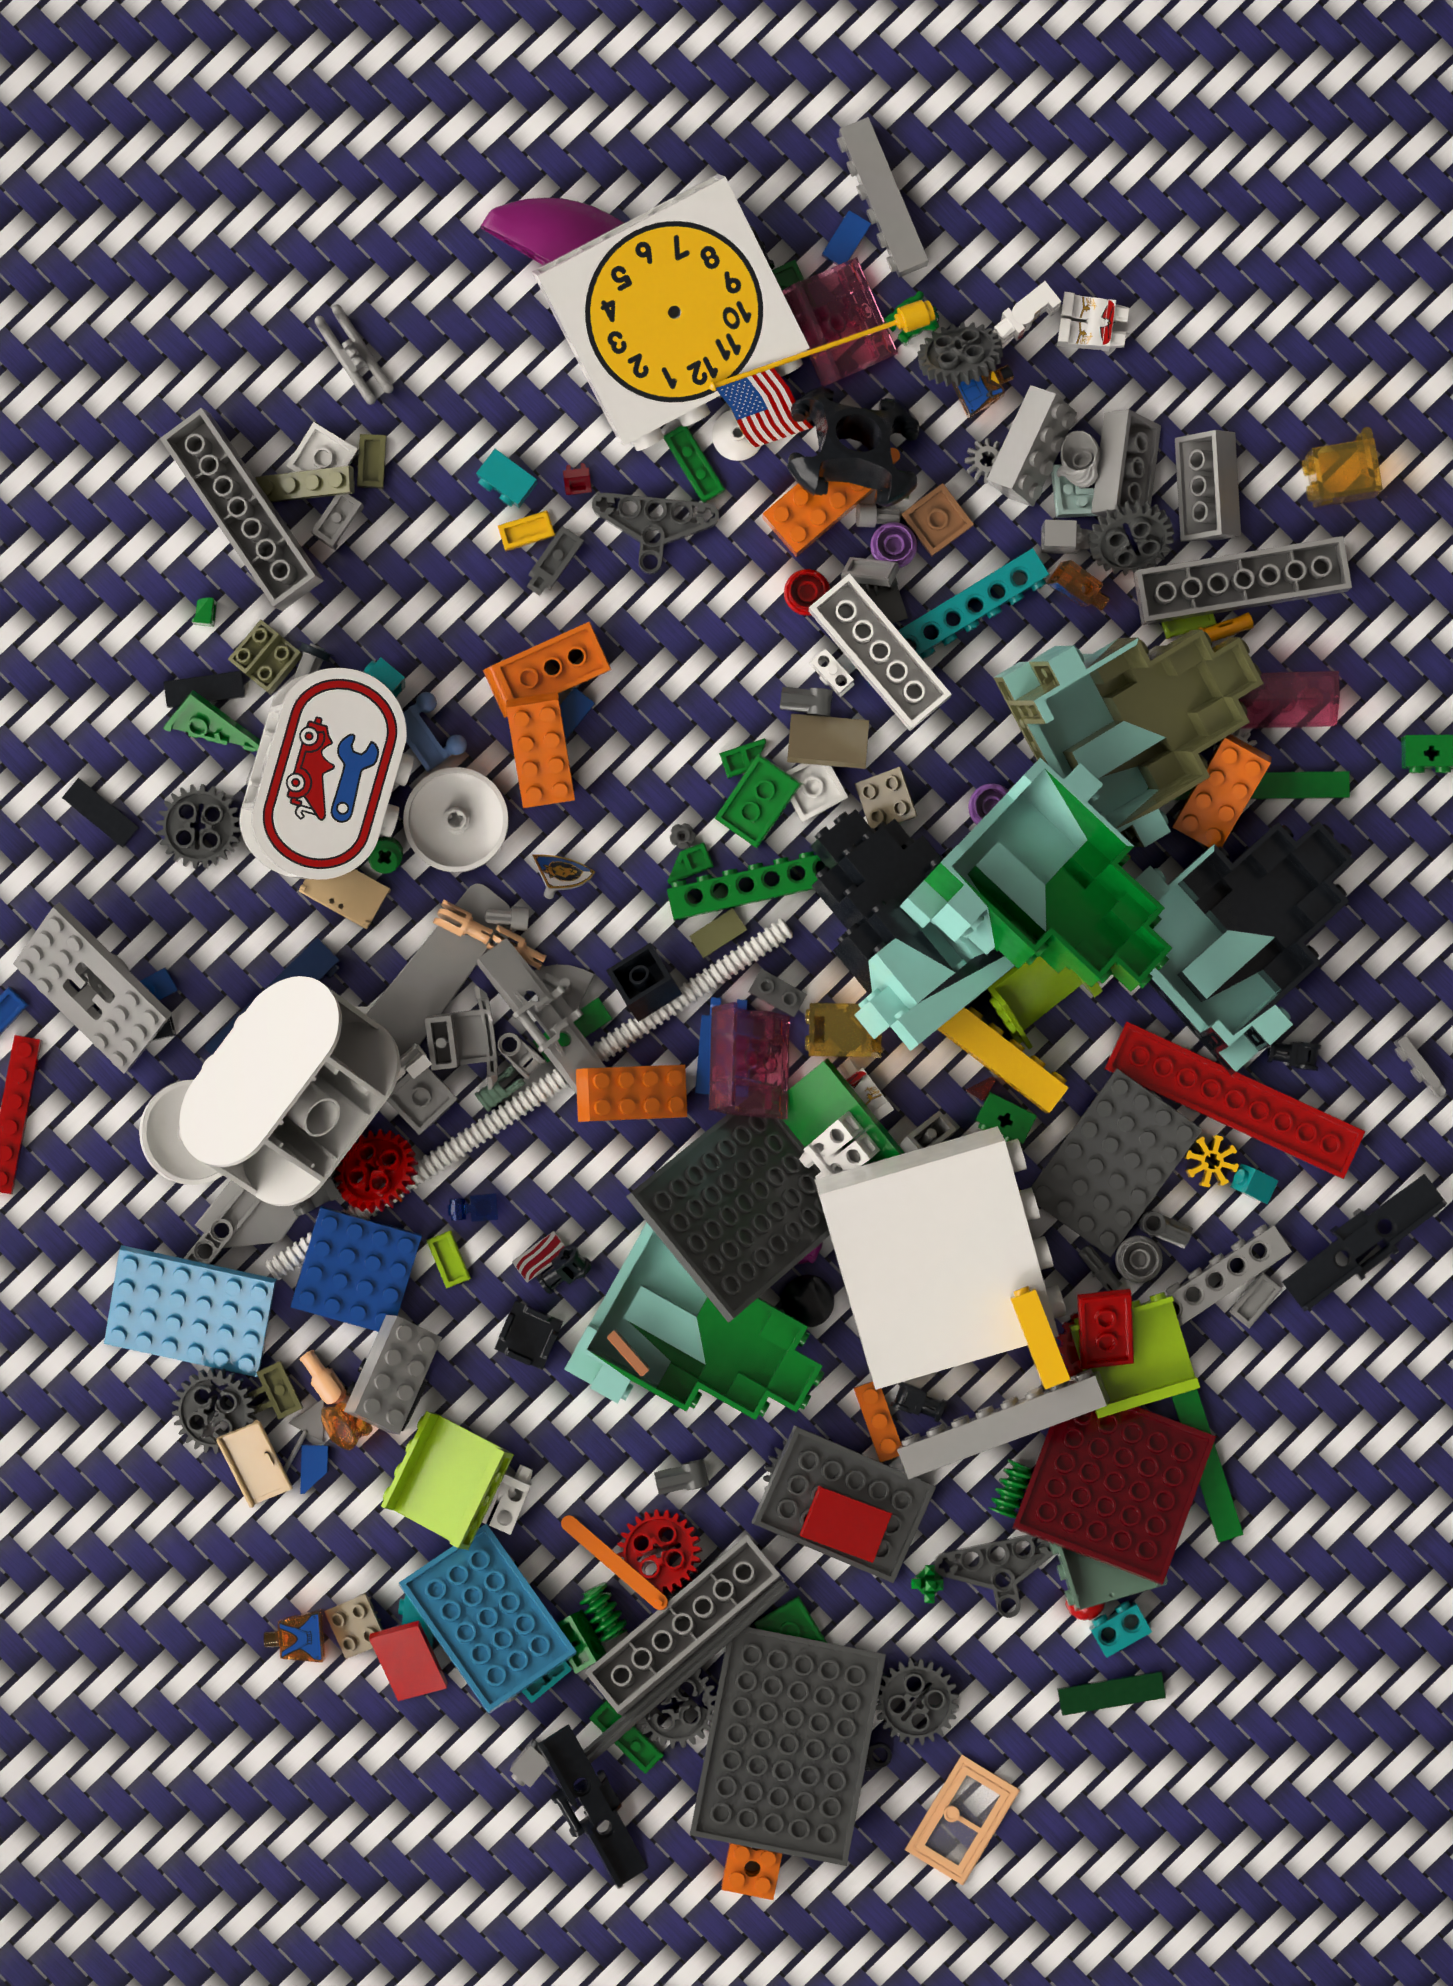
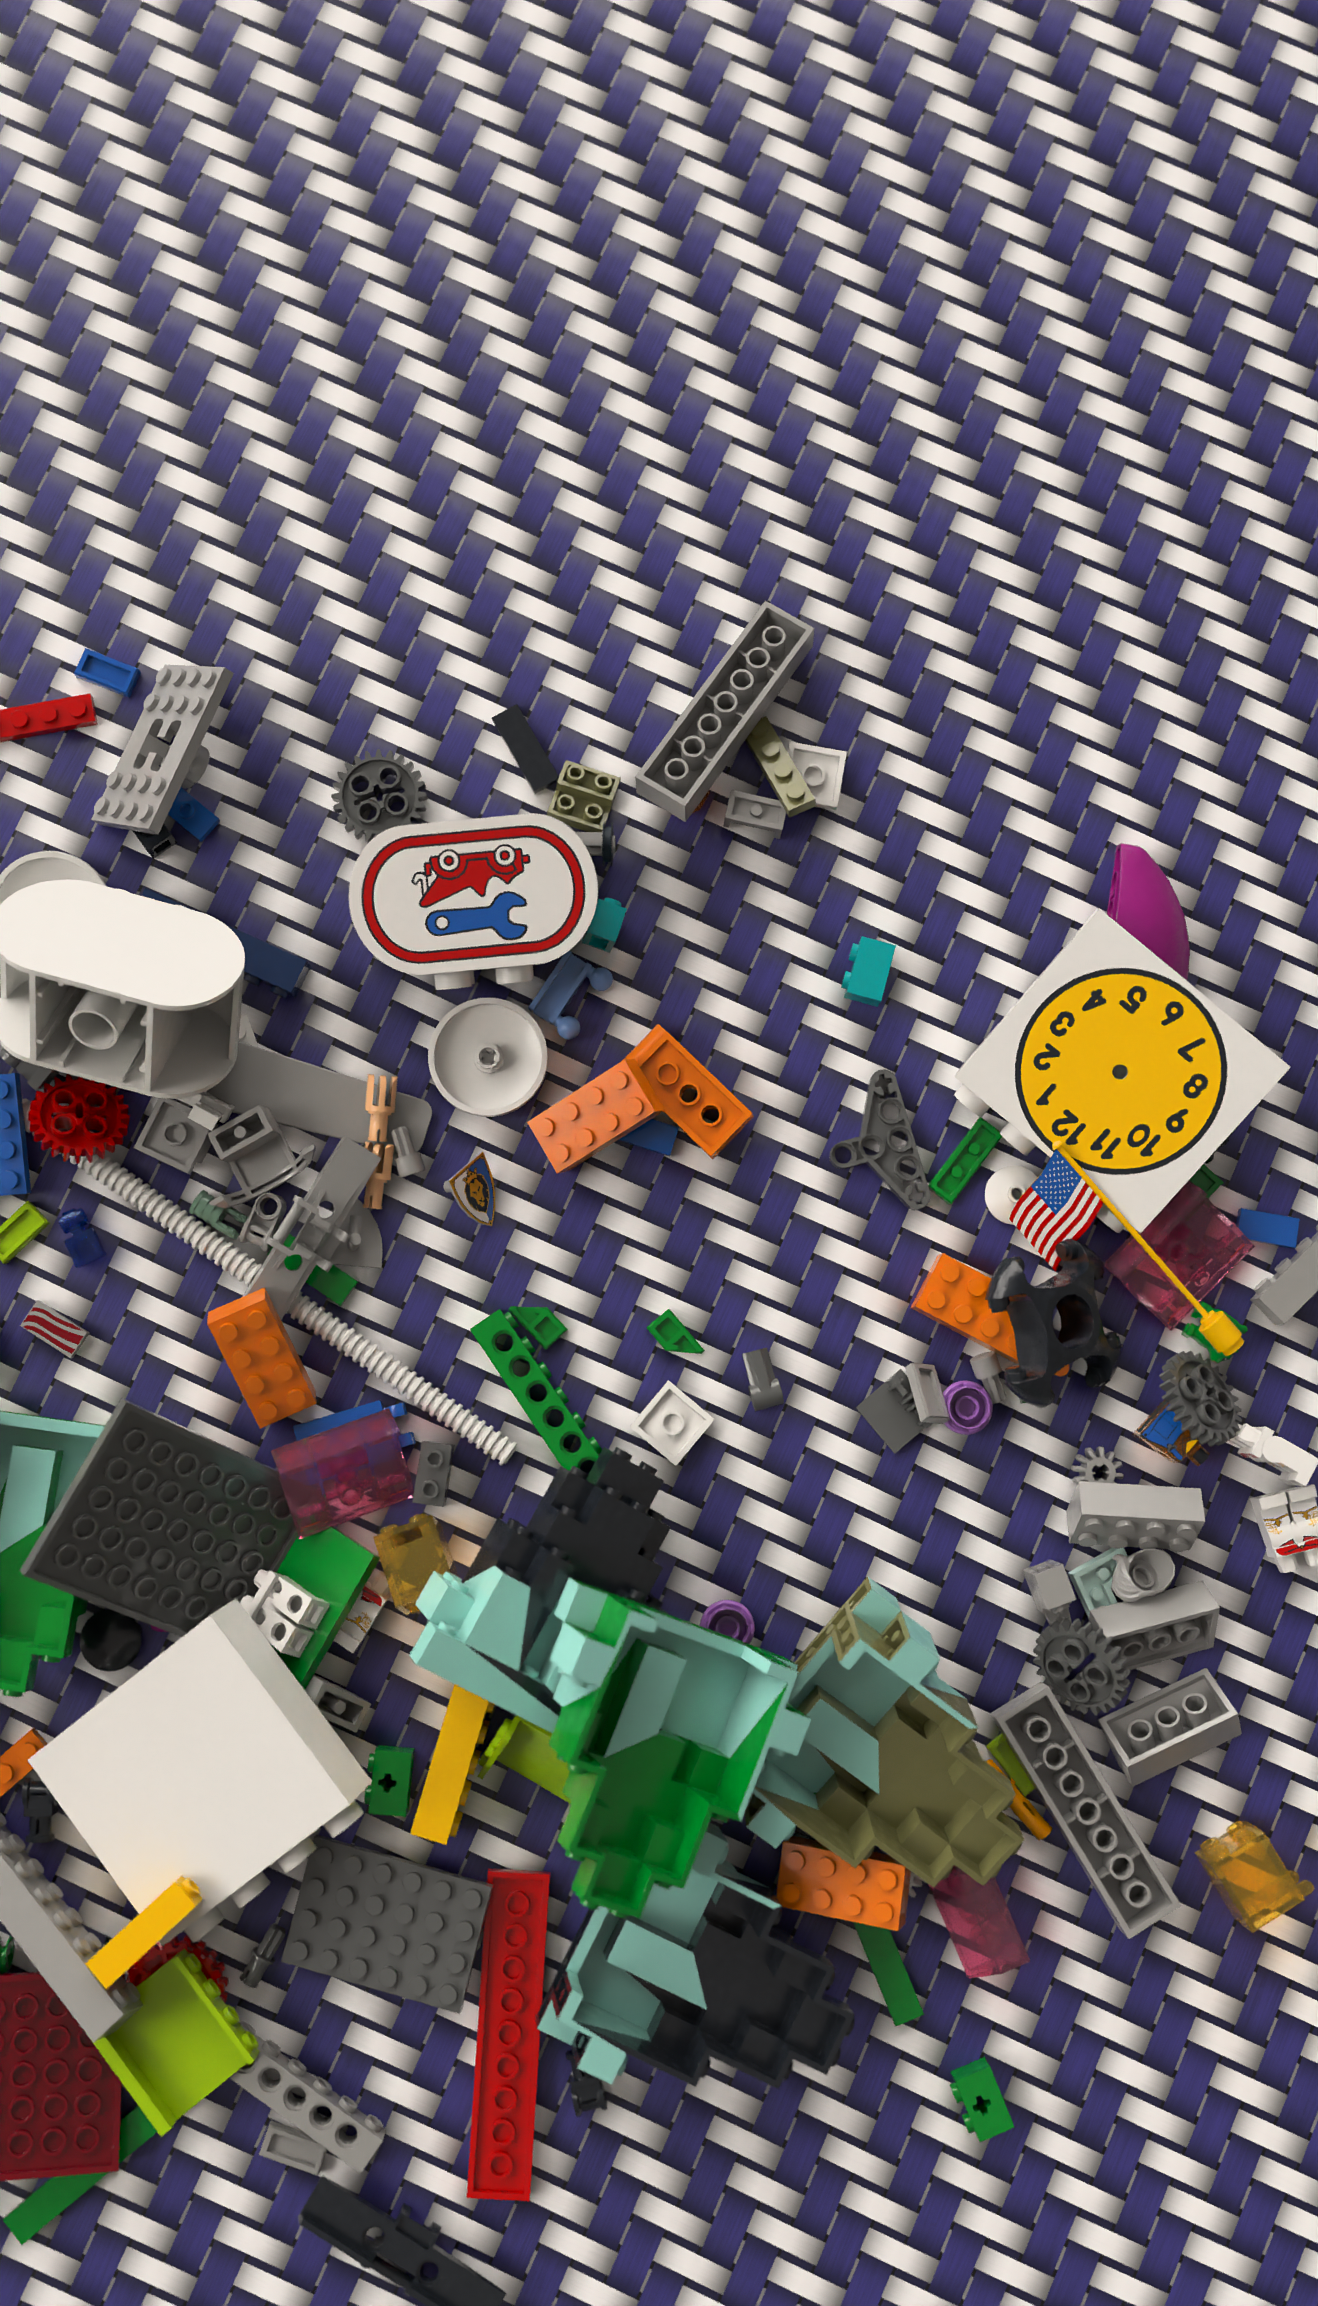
camera: 55 degrees right, 5 degrees down
(100, 812) = (356, 693): black tile -> none
(205, 612) = (605, 720): green slope -> none
(207, 721) = (492, 763): green wing -> none
(351, 895) = (368, 983): tan door -> none
(353, 354) = (932, 766): light grey piece -> none
(371, 461) = (830, 827): olive tile -> none
(386, 865) = (409, 996): green piece -> none
(526, 530) = (823, 1013): yellow tile -> none
(554, 560) = (803, 1054): dark grey hinge -> none
(564, 1269) = (47, 1360): black connector -> none
(577, 480) = (897, 1045): dark red tile -> none
(644, 982) = (389, 1324): black brick -> none
(689, 838) = (565, 1311): dark grey plate -> none
(718, 933) = (475, 1383): olive tile -> none
(758, 801) = (634, 1370): green tile -> none
(804, 589) = (878, 1334): red piece -> none
(828, 741) = (727, 1420): dark tan tile -> none
(832, 673) = (802, 1395): white piece -> none
(879, 652) = (845, 1439): white brick -> none
(886, 798) = (690, 1508): dark tan hinge -> none
(937, 519) = (1012, 1443): medium nougat plate -> none
(981, 1089) = (414, 1741): clear red slope -> none
(1027, 563) = (1005, 1561): teal brick -> none
(1069, 580) = (1005, 1626): clear orange torso -> none
(1105, 1328) = (189, 1998): red tile -> none
(1138, 1259) = (290, 1996): light grey piece -> none
(1167, 1229) = (335, 2014): dark grey piece -> none
(1217, 1156) = (430, 2046): yellow gear -> none
(1254, 1183) = (422, 2096): teal brick -> none
(1421, 1070) = (625, 2235): light grey hinge -> none

